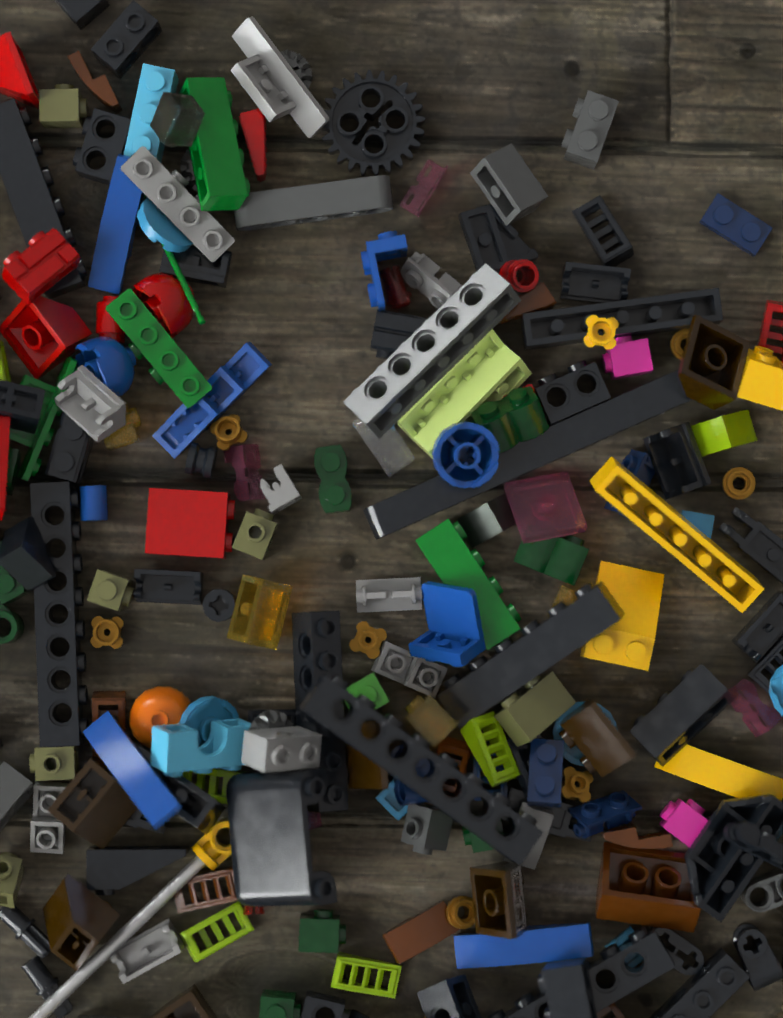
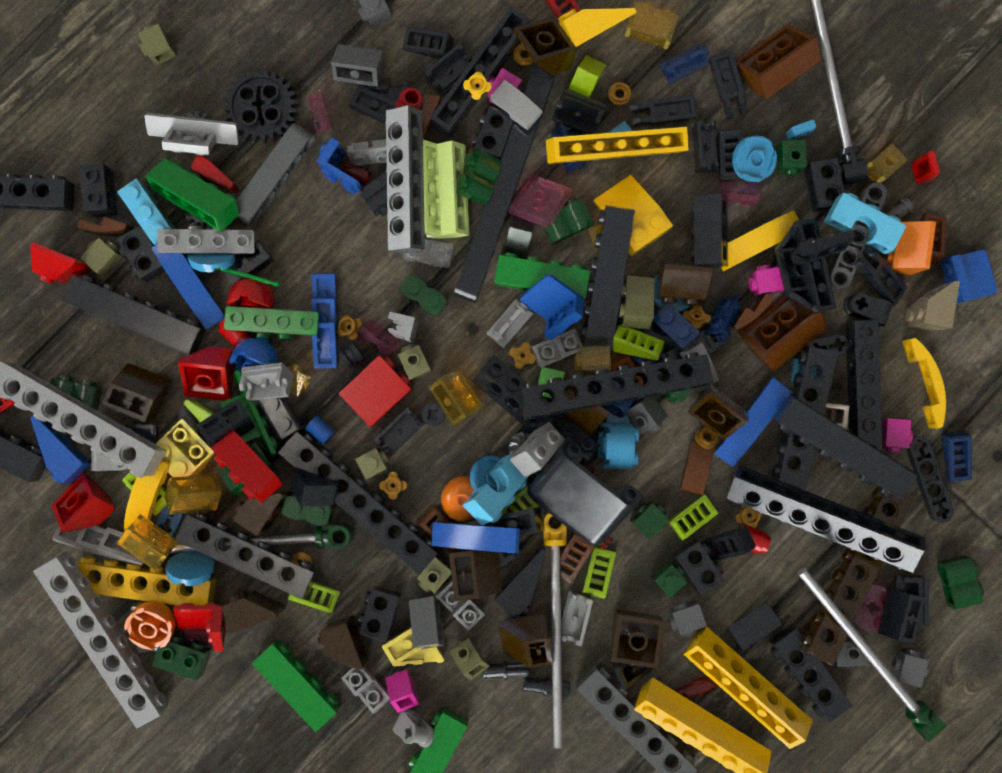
camera: 40 degrees left, 0 degrees up
(39, 265) = (169, 340): red brick -> none
(177, 119) = (161, 199): clear smoke brick -> none
(365, 828) = (618, 446): none -> dark azure brick
(466, 454) = (474, 212): blue cylinder -> none
(620, 390) = (516, 104): none -> light grey slope

